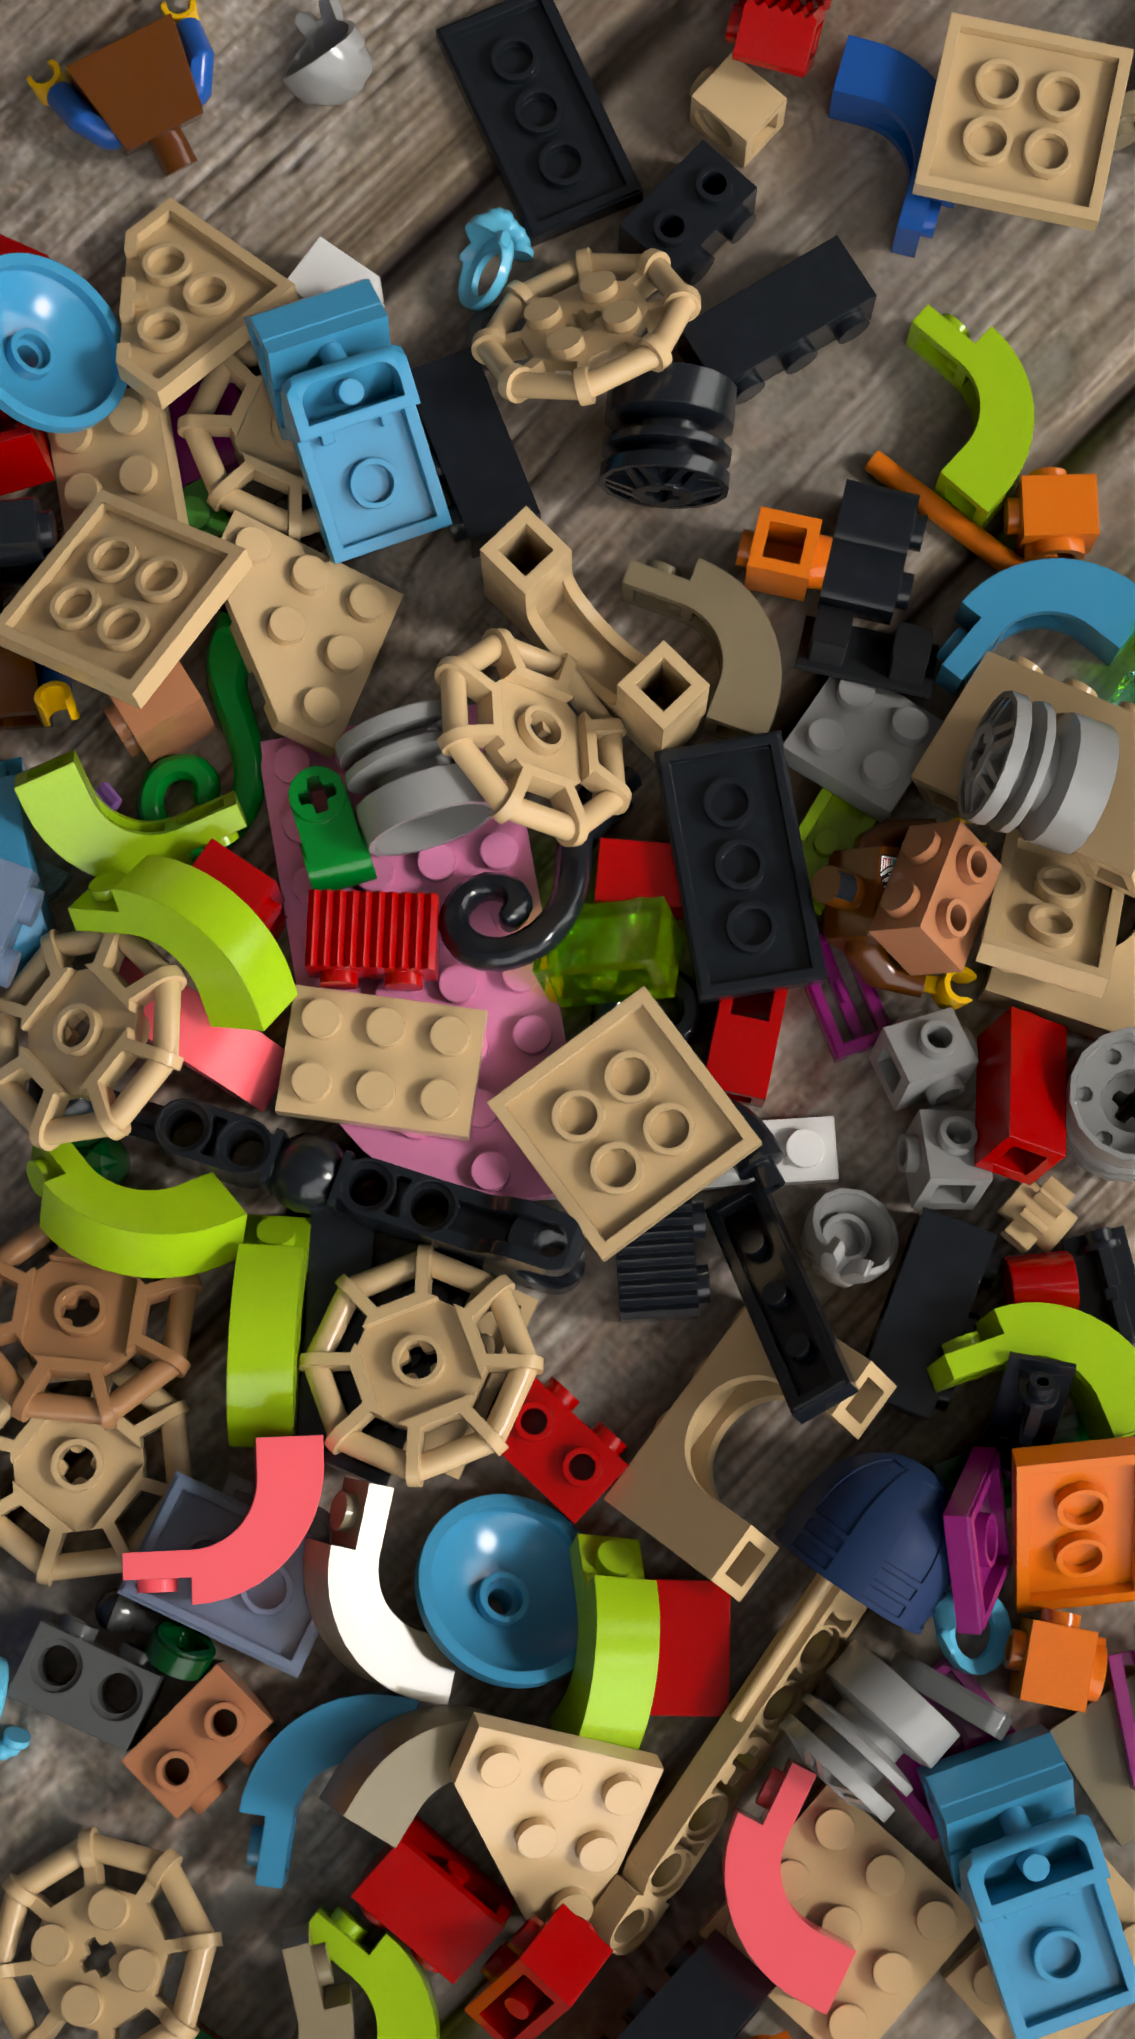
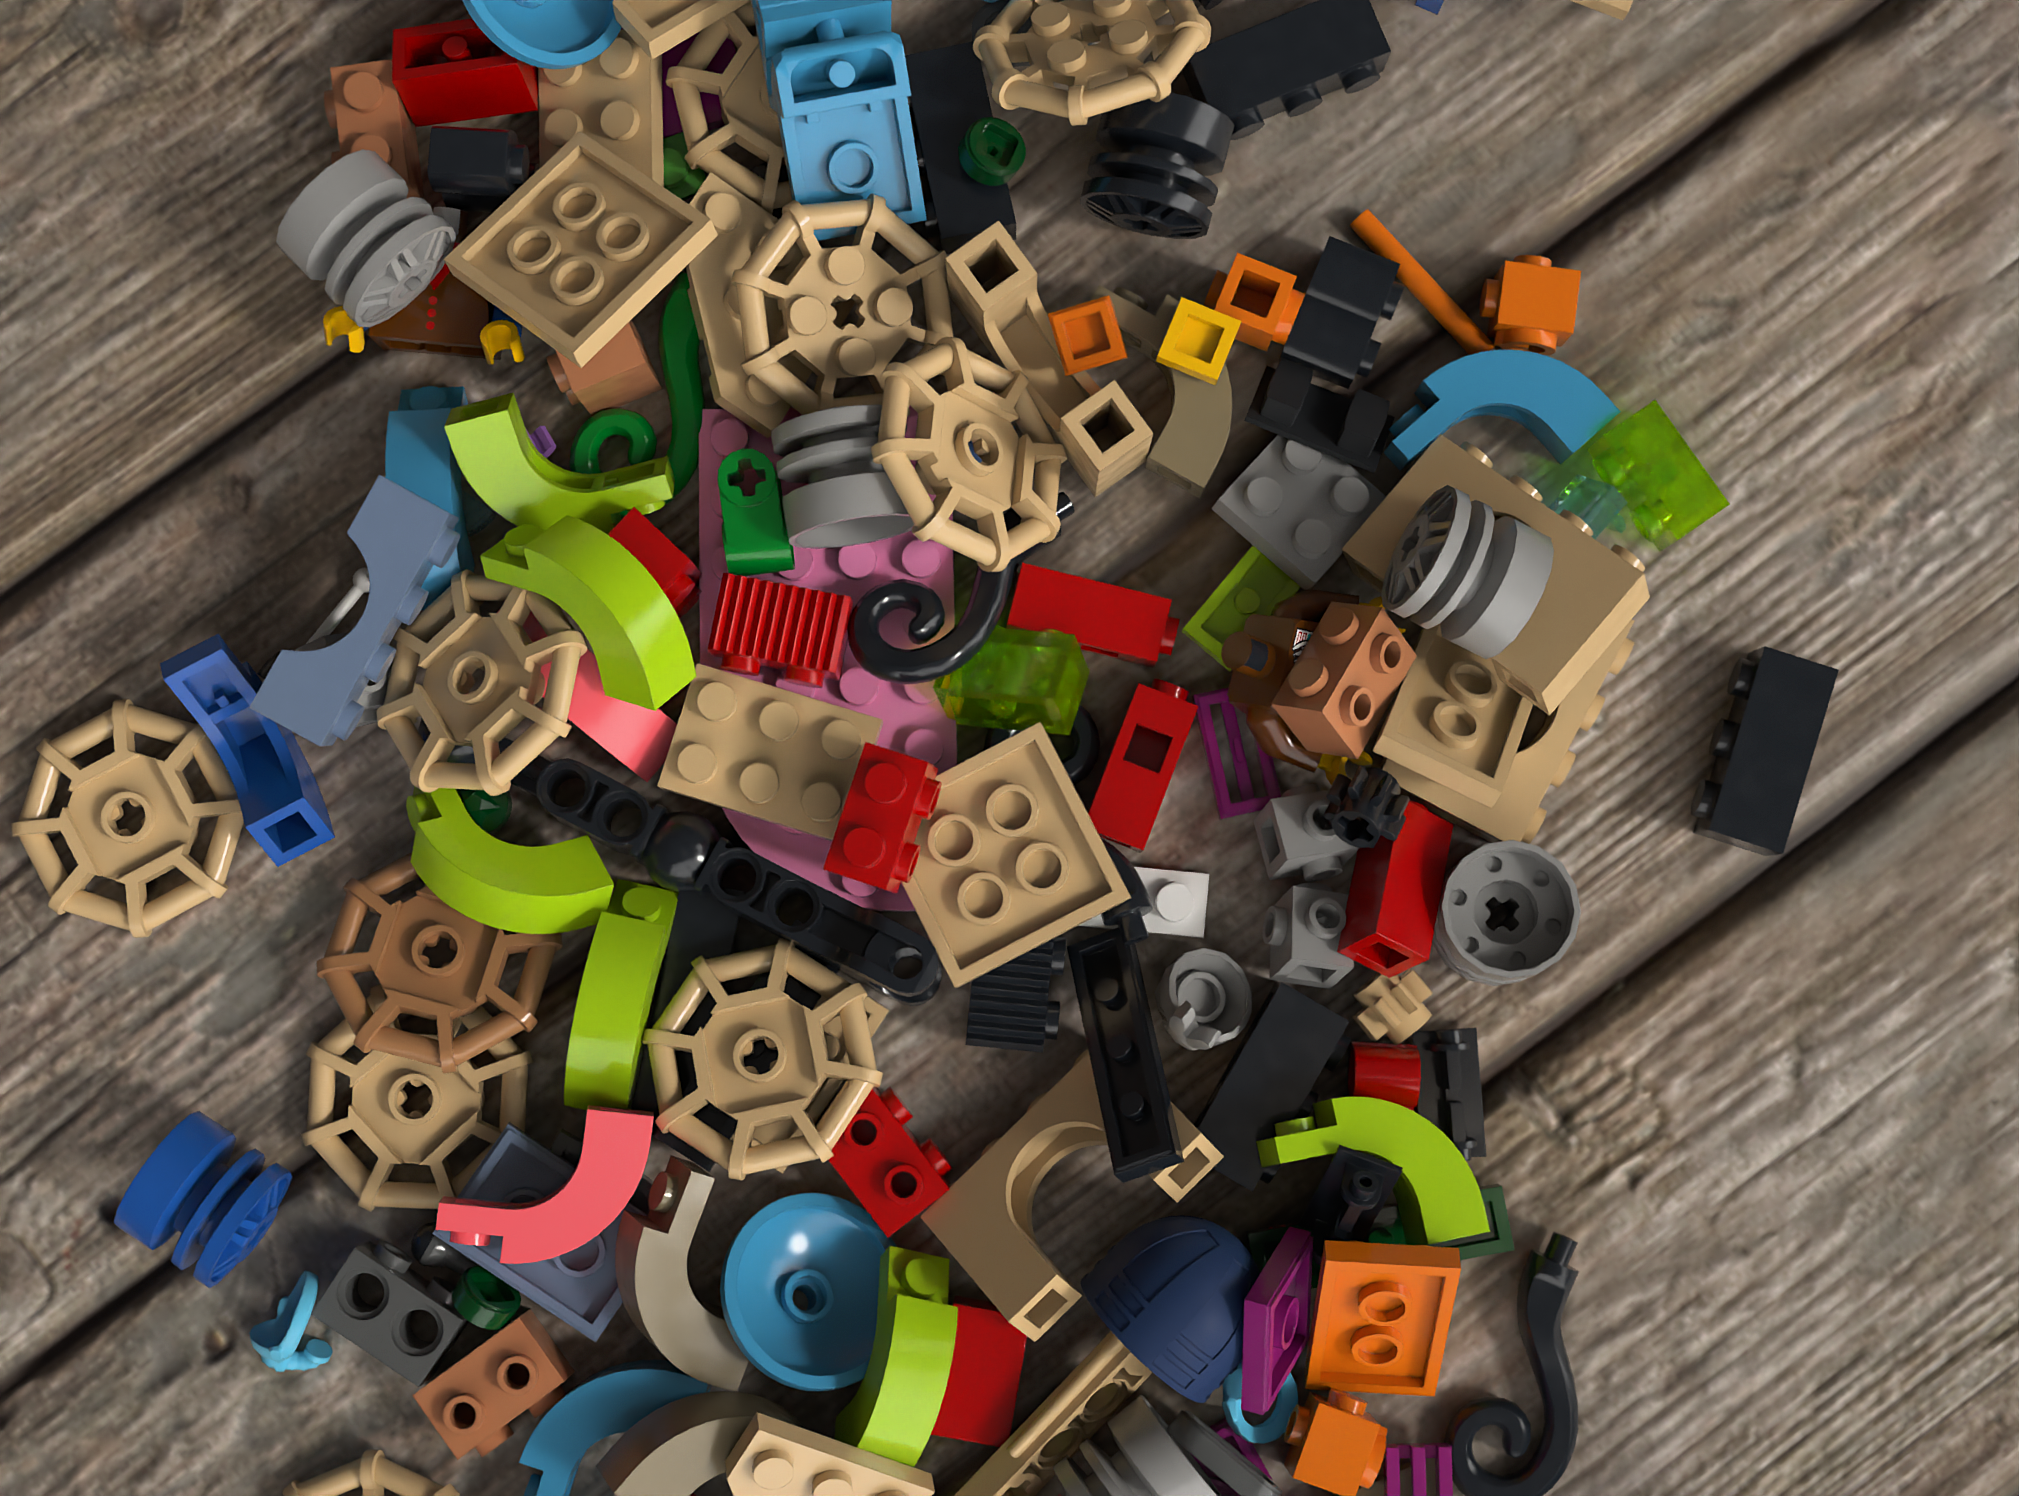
camera: 10 degrees right, 5 degrees up
(381, 585) = (842, 274): none -> tan plate
(505, 1100) = (883, 818): none -> red brick
(506, 447) = (991, 151): none -> dark green tile
(628, 609) = (1088, 335): none -> orange tile
(737, 596) = (1198, 341): none -> yellow plate
(740, 867) = (1156, 614): black tile -> none
(978, 1018) = (1366, 807): none -> black gear
(999, 406) = (1496, 183): lime arch -> none

